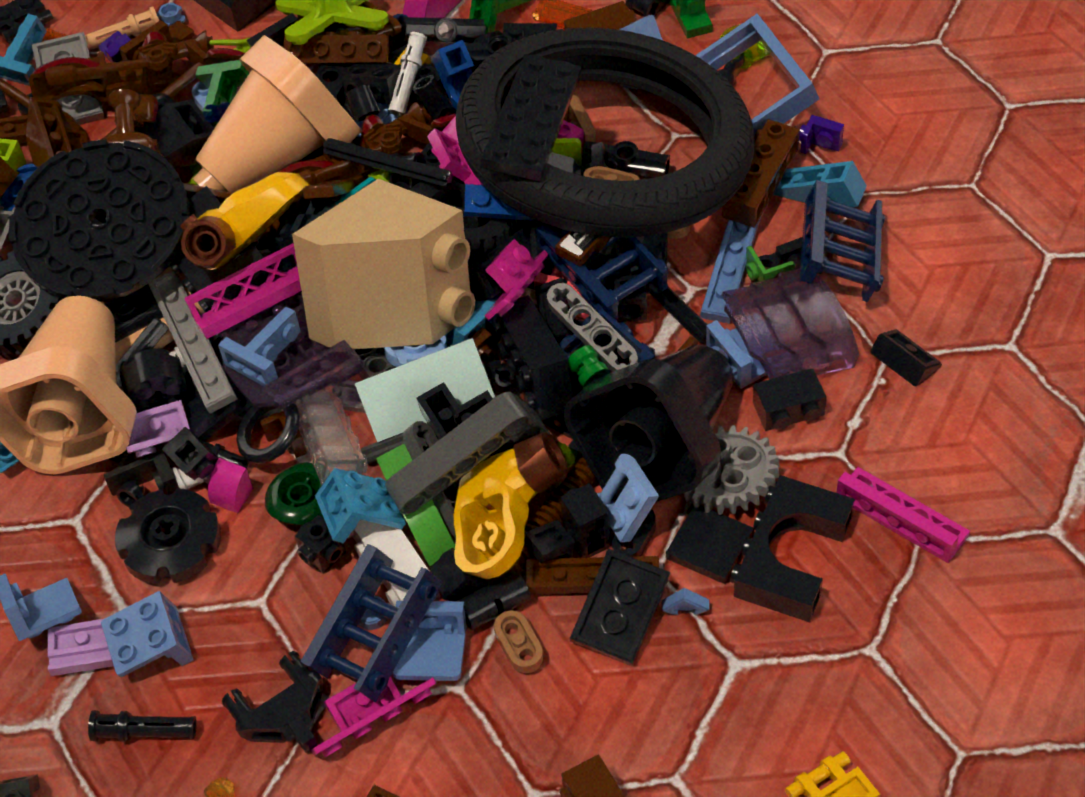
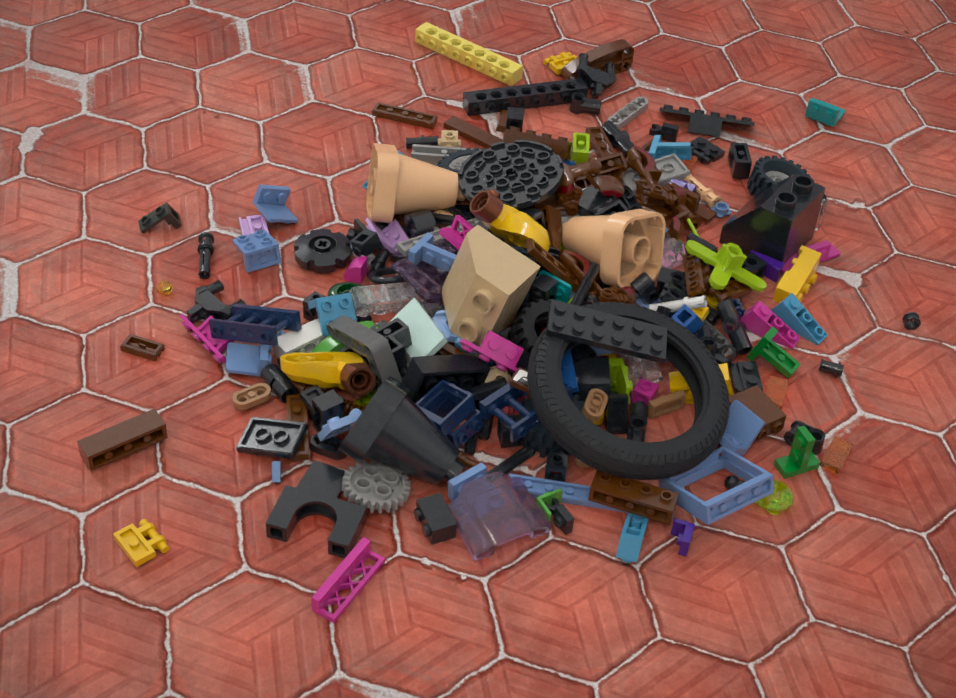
camera: 75 degrees right, 10 degrees down
(586, 365) = (424, 389): green wheel -> none
(596, 326) = (436, 404): light grey beam -> none
(692, 256) = (557, 462): none -> black brick
(816, 242) = (583, 521): dark blue fence -> none
(904, 357) = (485, 589): black slope -> none

